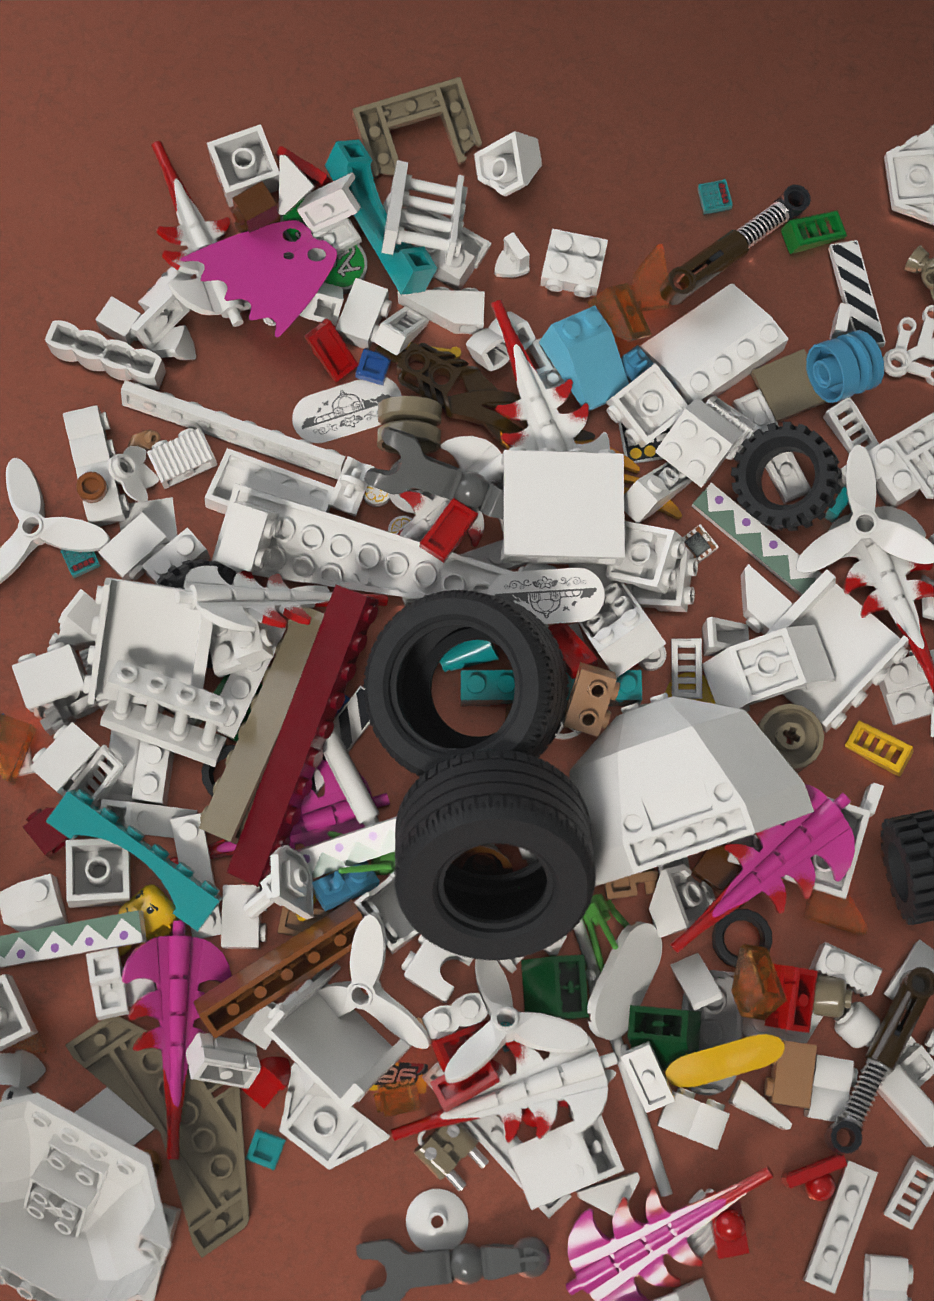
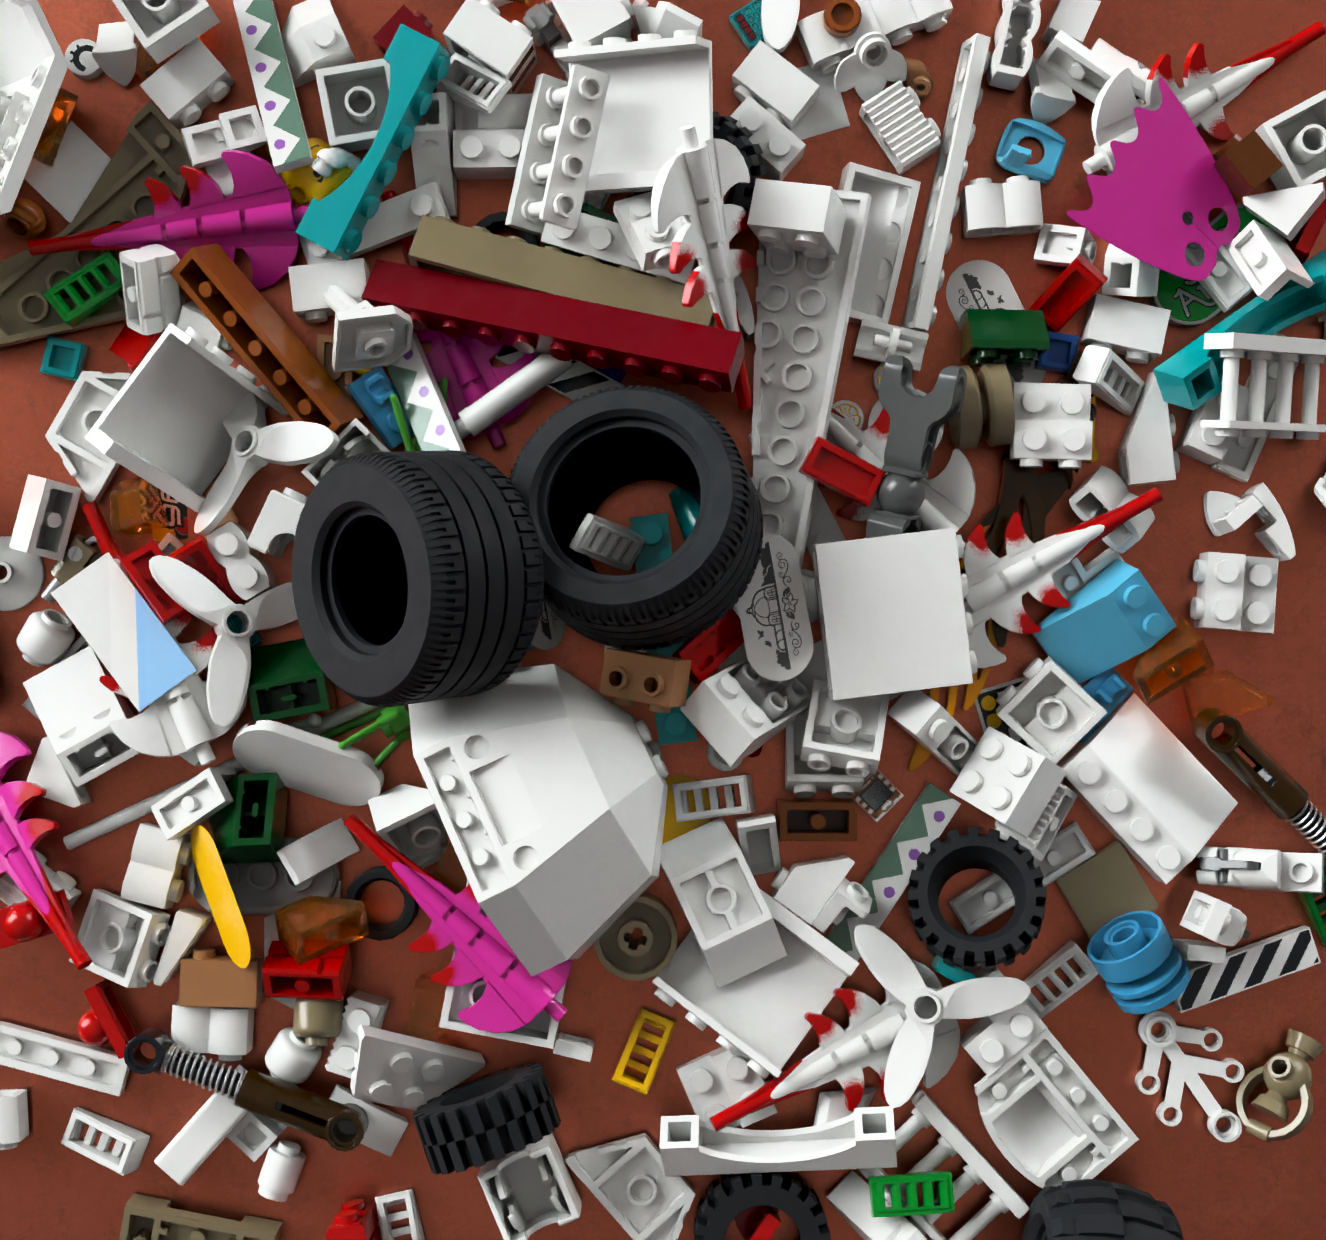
camera: 85 degrees right, 10 degrees up
(55, 1013) = (188, 84): none -> white brick
(140, 893) = (334, 158): none -> white arm
(224, 369) = (1013, 157): none -> medium azure piece
(228, 1136) = (80, 277): none -> green slope
(256, 391) = (1001, 207): none -> white brick
(293, 349) = (1062, 244): none -> white bracket
(355, 402) = (1003, 336): none -> dark green slope
(397, 1176) = (45, 518): none -> white brick
(432, 372) = (1052, 424): none -> white plate
(480, 713) = (612, 544): none -> white slope
(496, 1189) = (45, 637): none -> white head
(501, 1114) = (123, 631): none -> sticker
(530, 227) = (1275, 532): none -> white slope
(712, 588) = (816, 820): none -> reddish brown brick
(746, 1150) = (123, 938): none -> white plate
(774, 575) = (846, 896): none -> white bracket
(784, 271) = (1261, 869): none -> white plate
(818, 307) = (1215, 919): none -> white plate
(876, 930) = (407, 1069): none -> white wing

